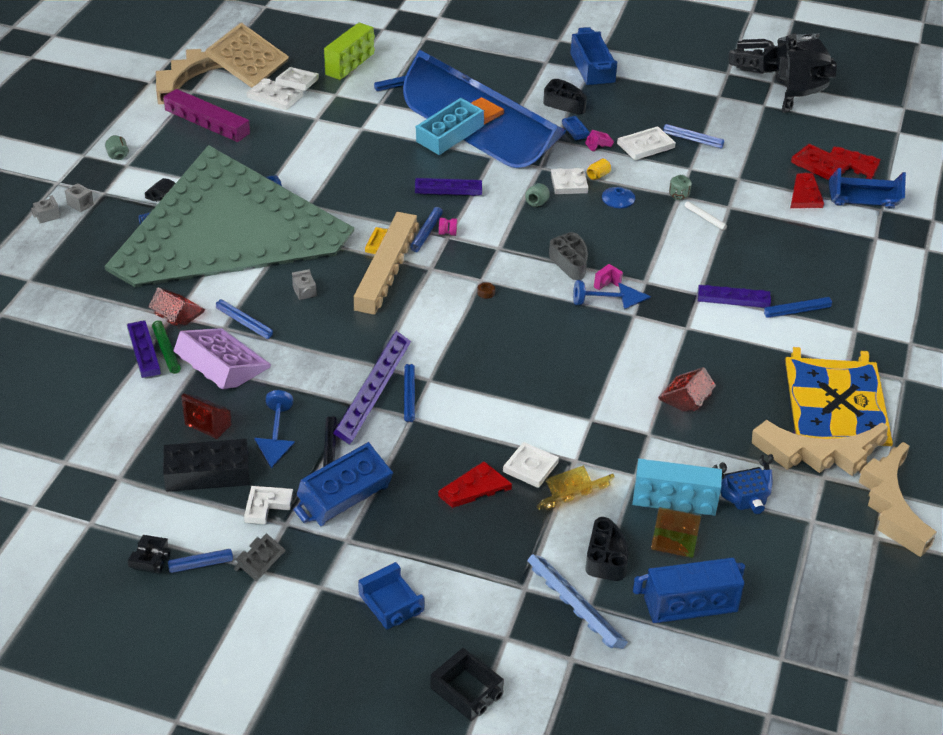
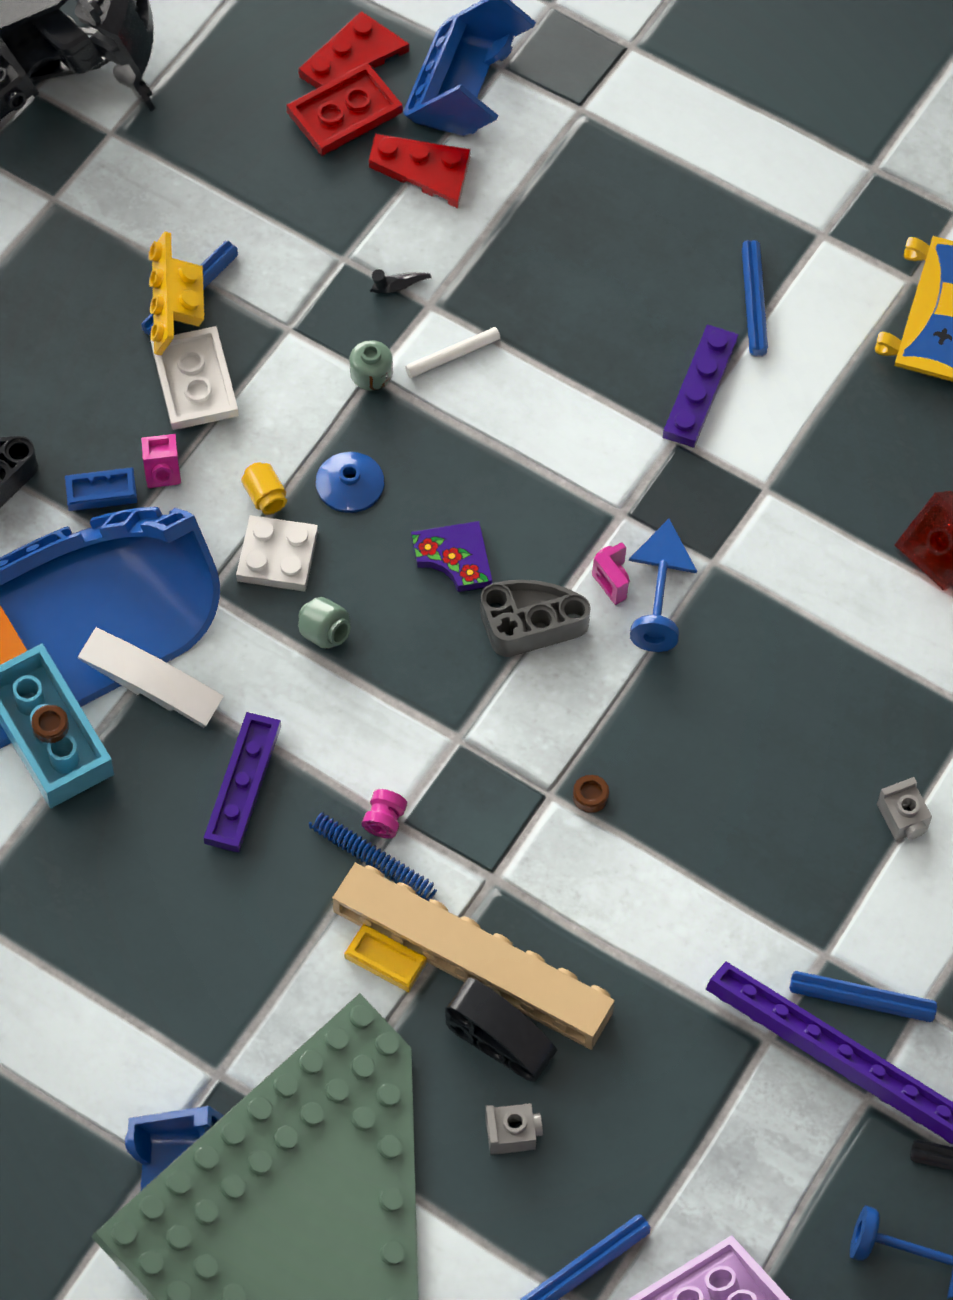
camera: 75 degrees left, 20 degrees up
(349, 269) = (498, 1030): none -> black beam
(446, 118) = (50, 723): none -> reddish brown tile
(487, 153) = (150, 676): none -> white slope
(518, 392) = (902, 822): none -> light grey brick
(596, 231) = (456, 552): none -> dark purple tile
(682, 125) = (176, 293): none -> yellow bracket
(732, 191) = (395, 282): none -> black bar

